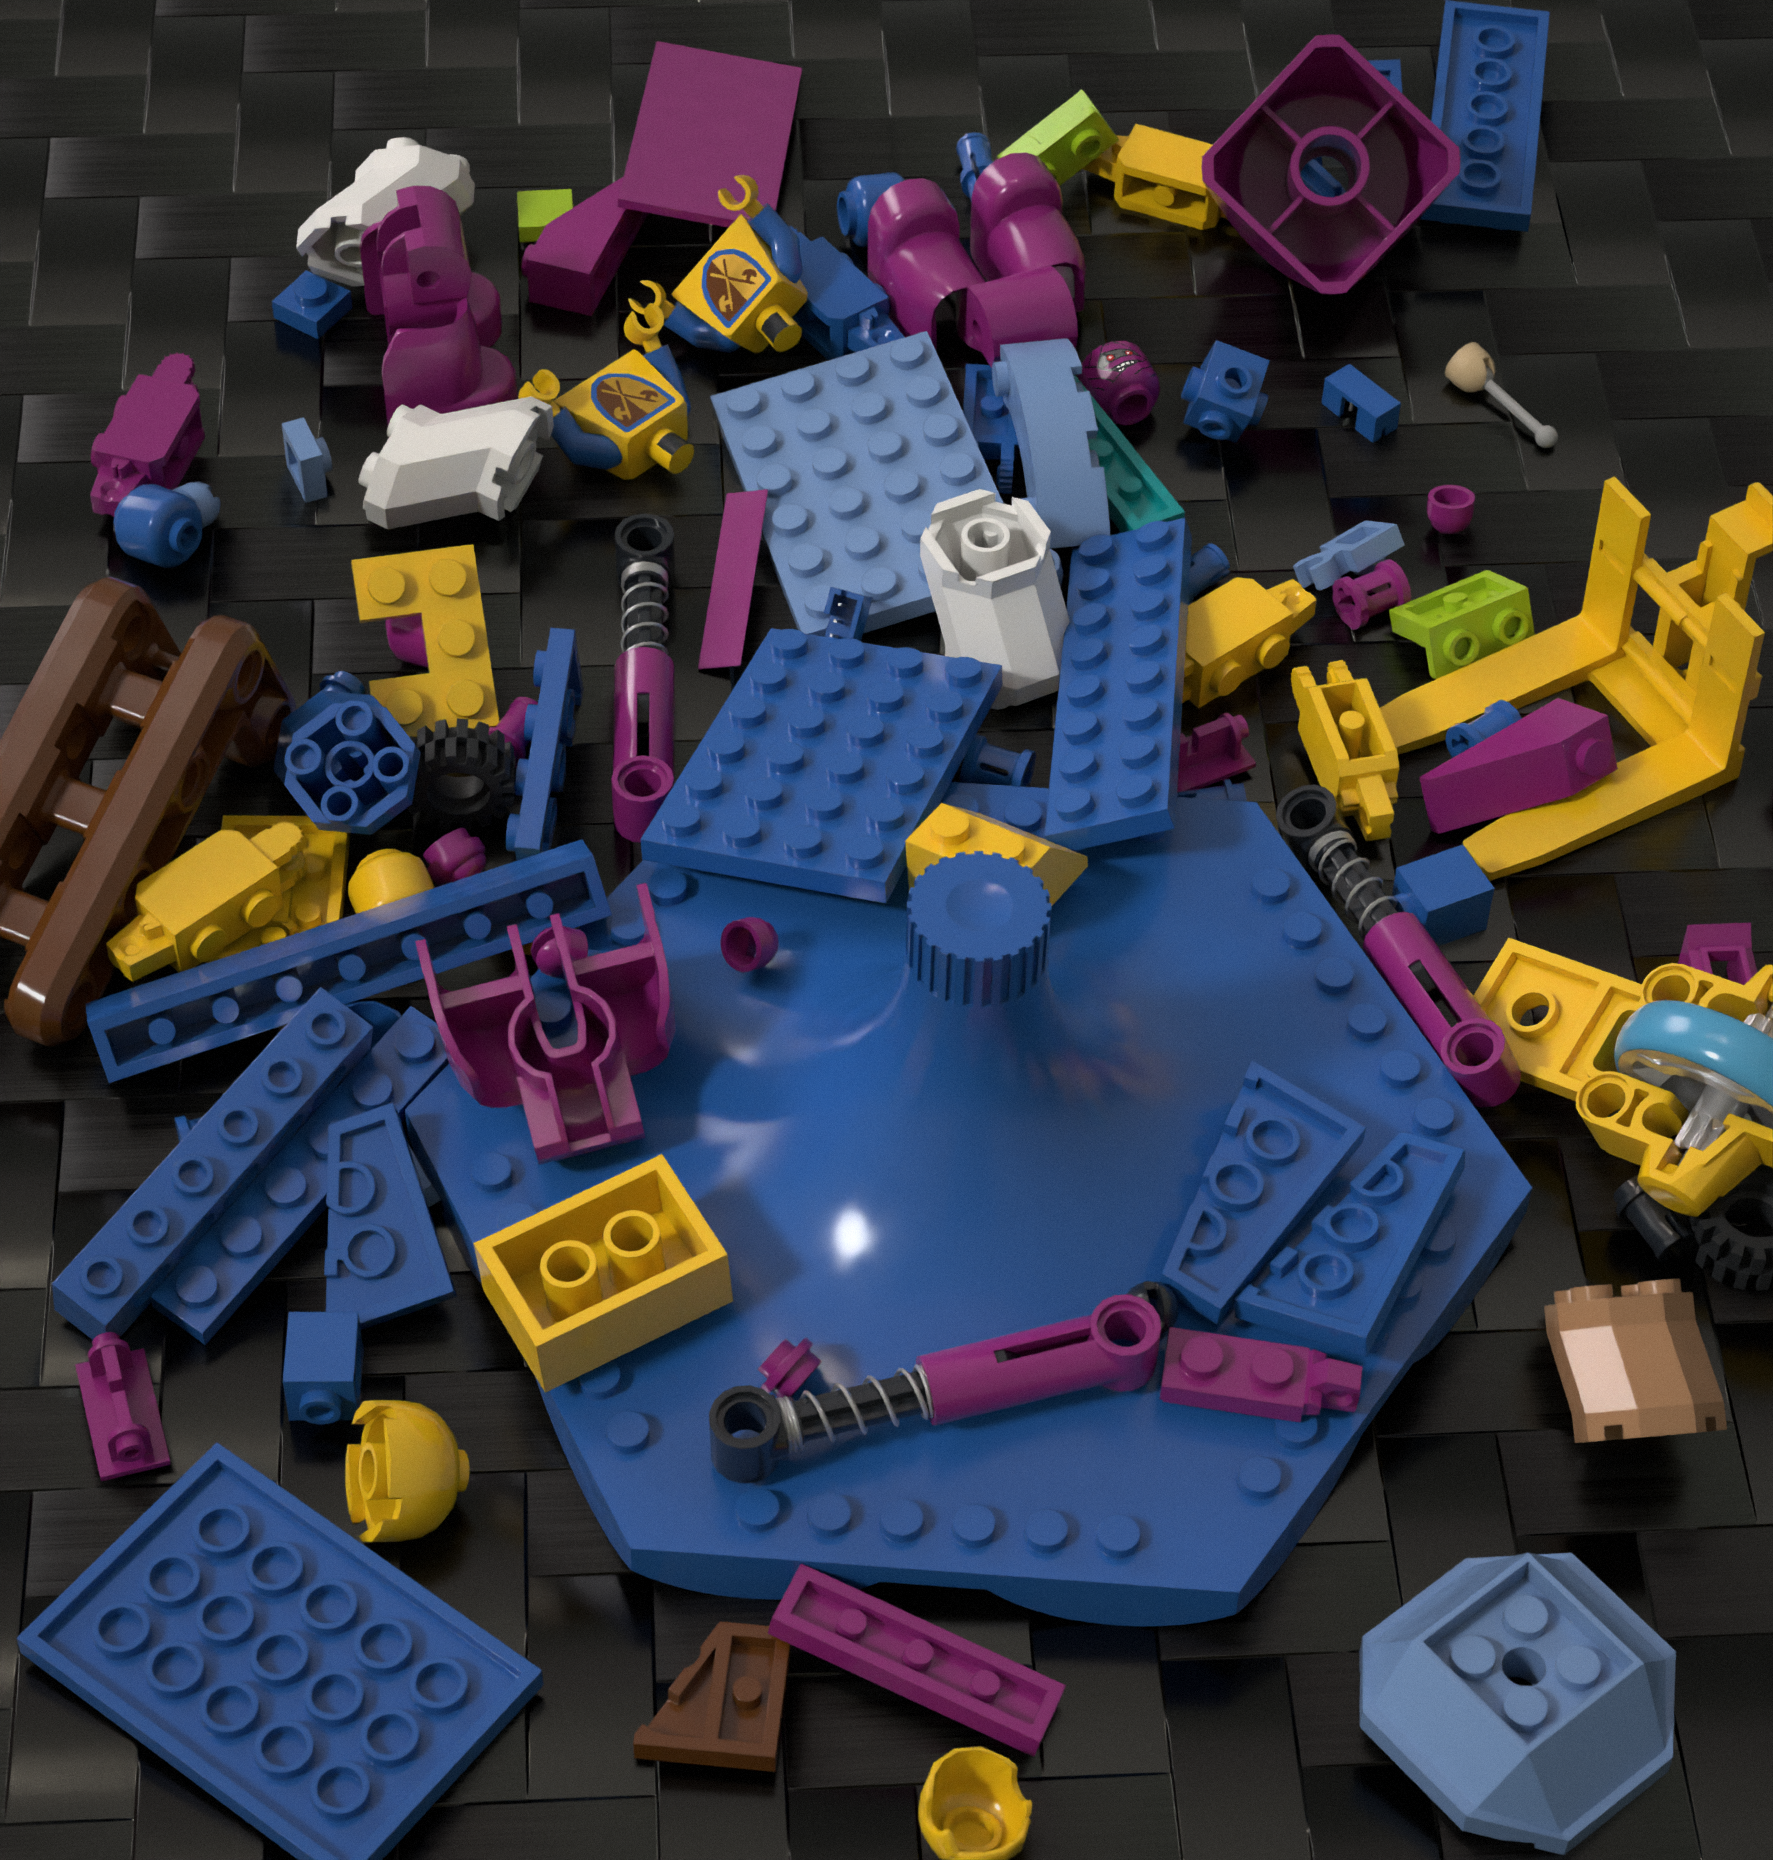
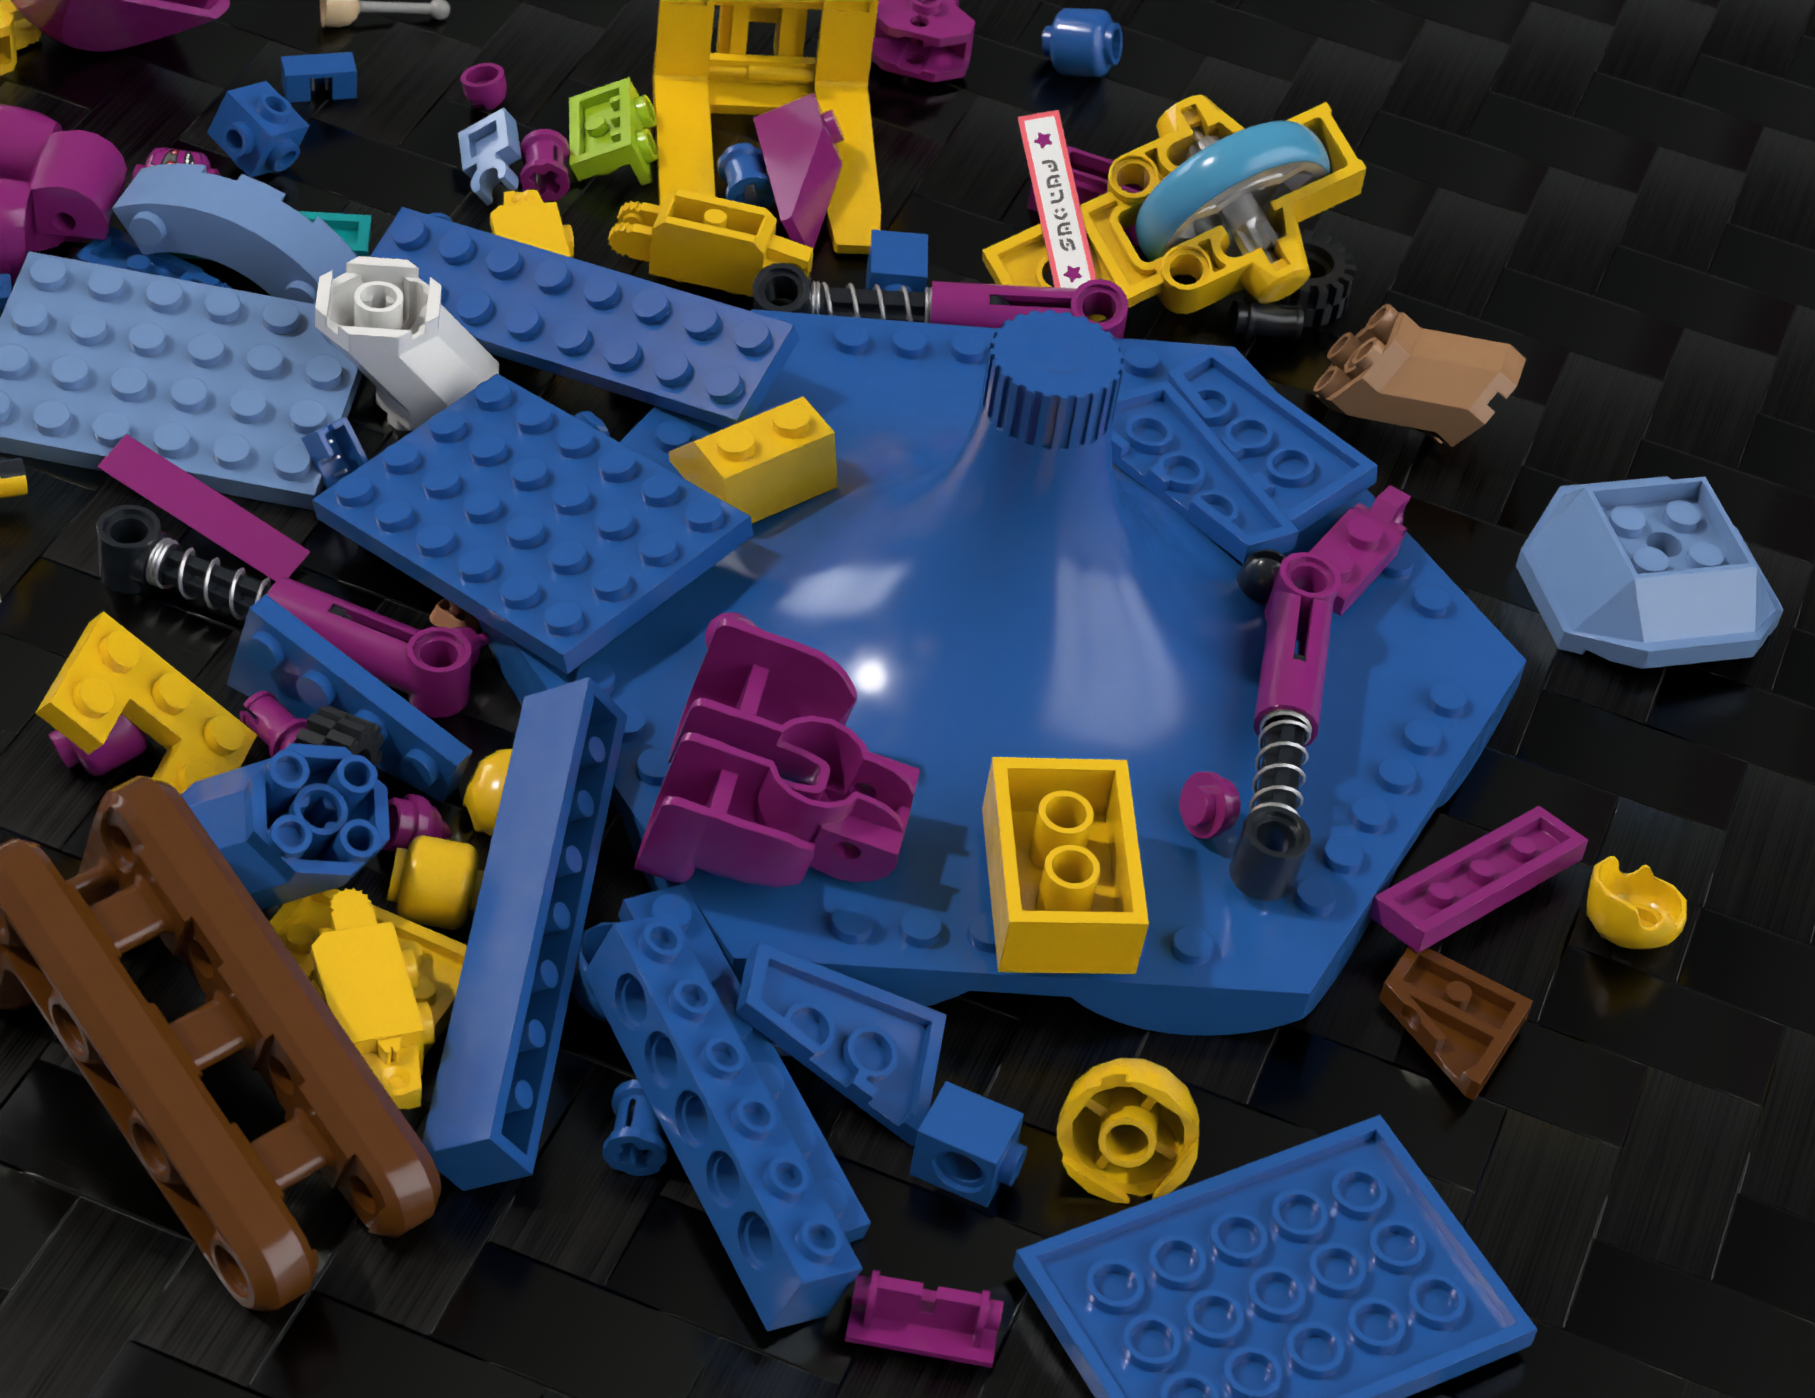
camera: 70 degrees left, 5 degrees down
(546, 953) = (655, 767): magenta hinge -> none
(1597, 959) = (1057, 199): none -> sticker

